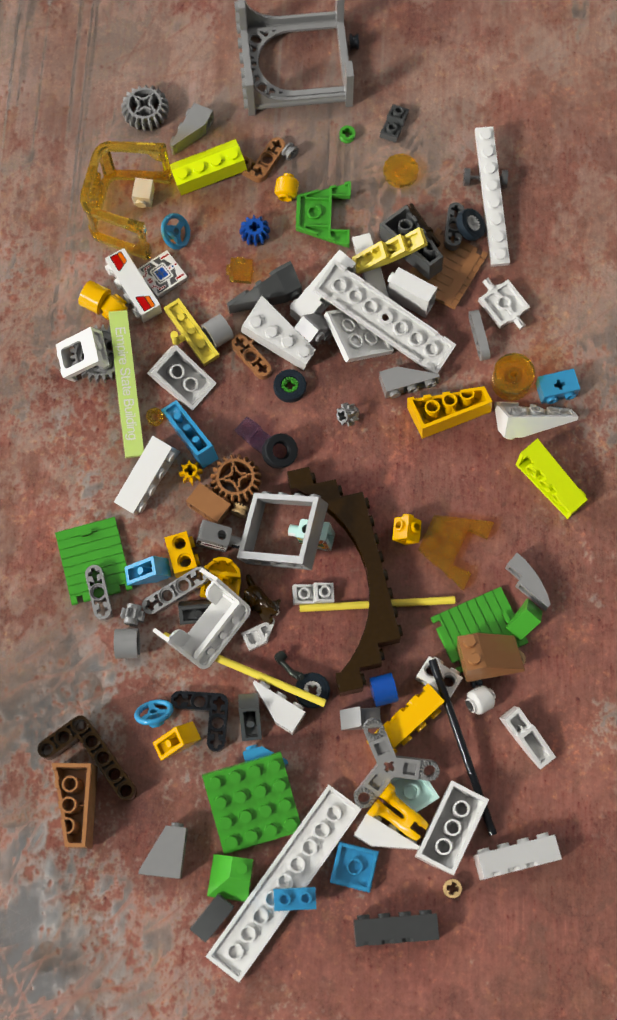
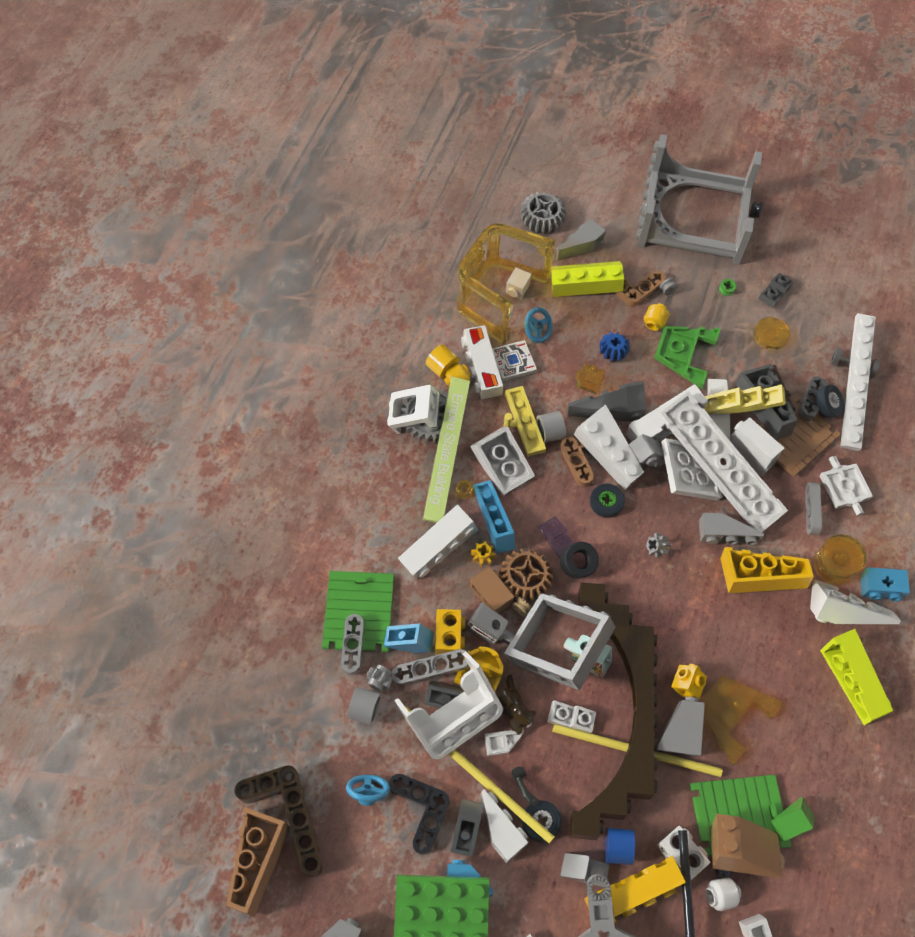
camera: 15 degrees right, 10 degrees down
(176, 740) = (382, 827): yellow slope -> none
(412, 573) = (684, 729): none -> light grey slope
(528, 582) = (807, 779): light grey slope -> none

